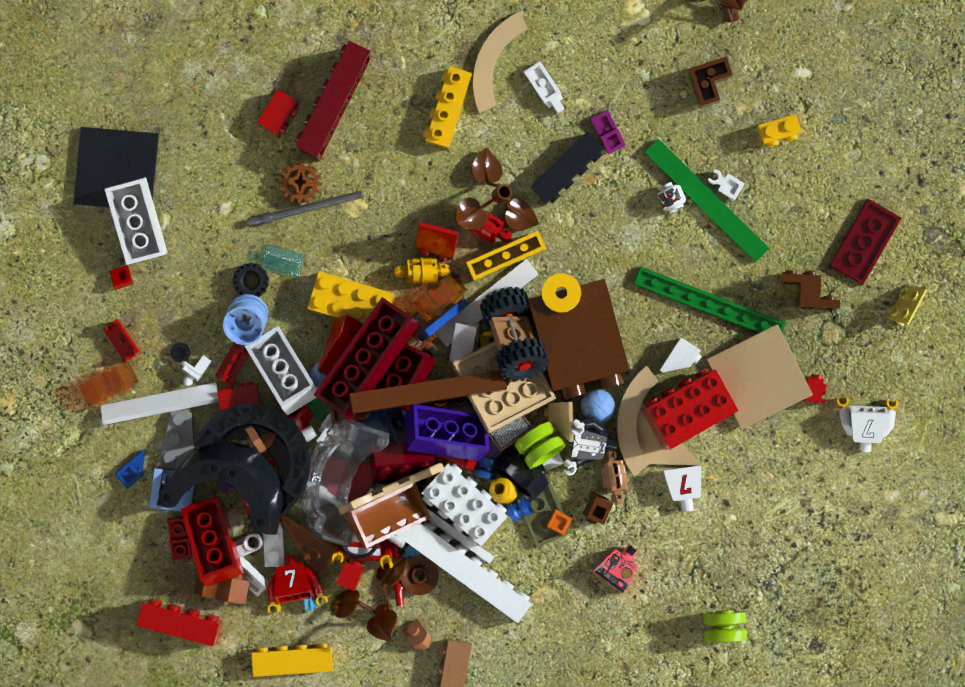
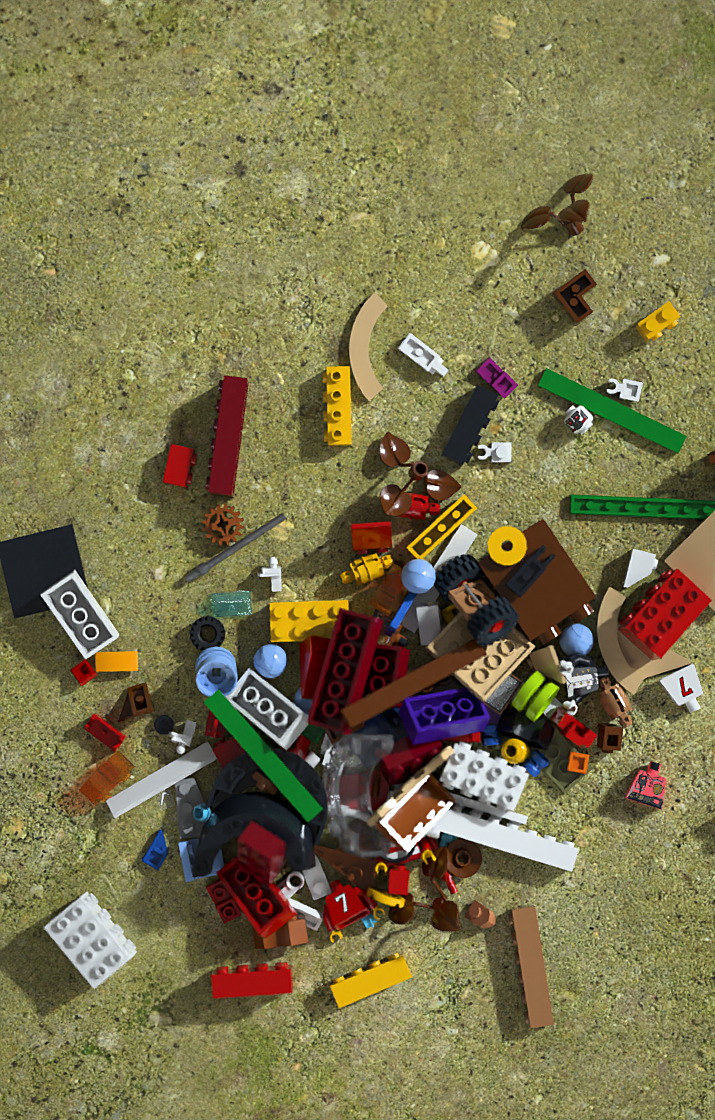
camera: 20 degrees left, 0 degrees up
(41, 531) = (91, 939): none -> white brick
(156, 277) = (116, 661): none -> light orange slope
(157, 423) = (165, 799): none -> clear sticker
(162, 323) = (137, 702): none -> reddish brown slope
(186, 447) = (201, 812): none -> medium azure plate
(227, 504) = (260, 854): none -> dark red brick
(262, 412) = (263, 755): none -> green tile
(301, 326) = (270, 661): none -> light blue piece
(331, 586) = (382, 896): none -> yellow tile
(333, 244) = (274, 572): none -> white piece
(360, 479) = (376, 787): none -> dark orange piece
(467, 293) = (418, 576): none -> light blue piece
(565, 488) = (573, 728): none -> red piece
(573, 325) = (528, 573): none -> black hinge
(585, 203) = (499, 452): none -> white plate

